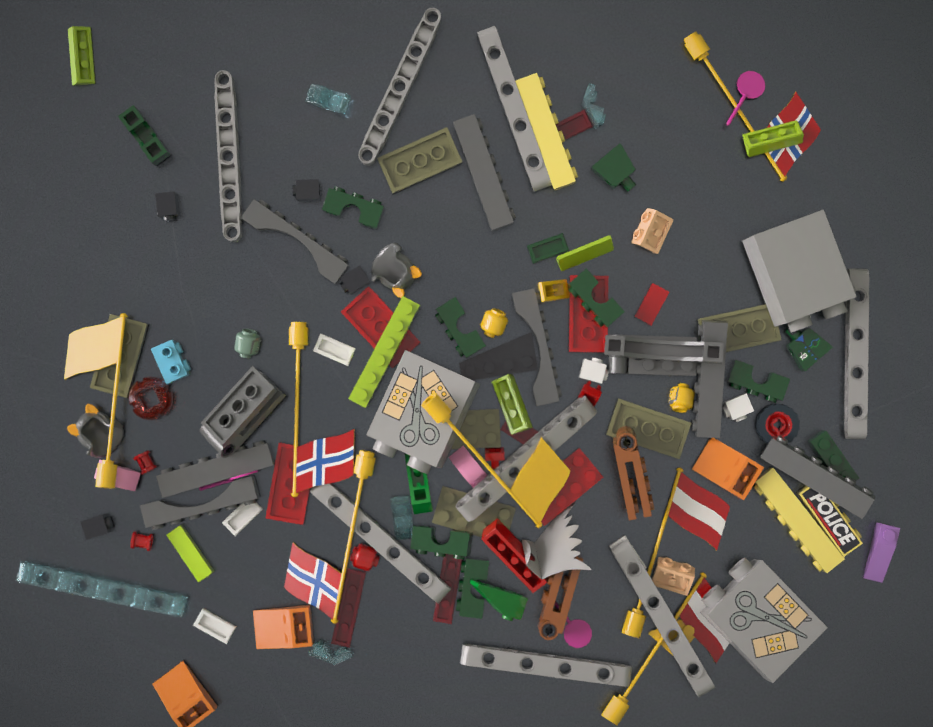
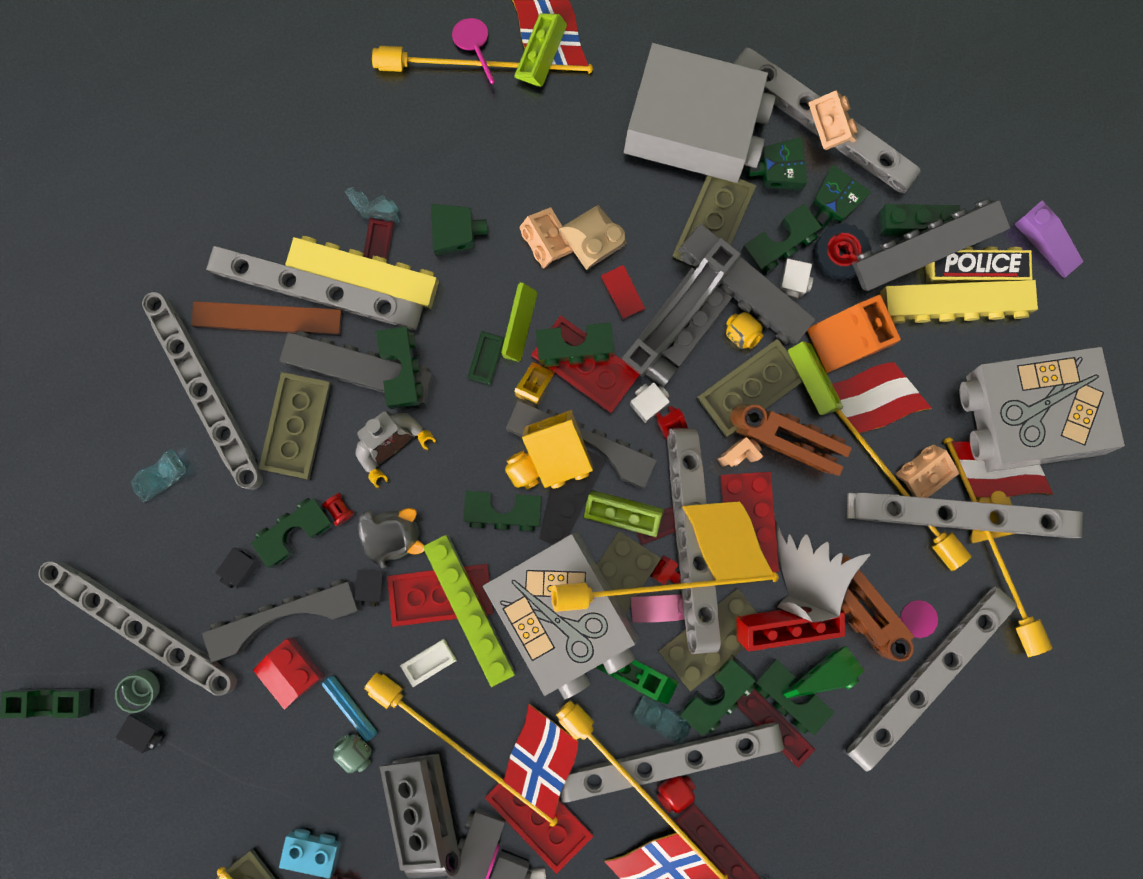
camera: 55 degrees left, 5 degrees down
(193, 185) = (135, 690): none -> sand green helmet
(266, 268) = (288, 672): none -> red slope
(272, 321) = (349, 708): none -> dark azure axle
(387, 225) = (345, 512): none -> red bush
(452, 222) = (385, 437): none -> light grey torso
(474, 92) = (266, 318): none -> dark orange tile
(490, 213) = (404, 389): none -> dark green arch
(521, 335) = (557, 449): none -> yellow slope
(598, 447) = (739, 451): none -> light nougat bracket
(674, 260) = (593, 236): none -> tan slope
(682, 464) = (815, 378): none -> lime slope
(810, 397) = (838, 197): none -> dark green torso
(857, 359) = (833, 120): none -> light nougat bracket

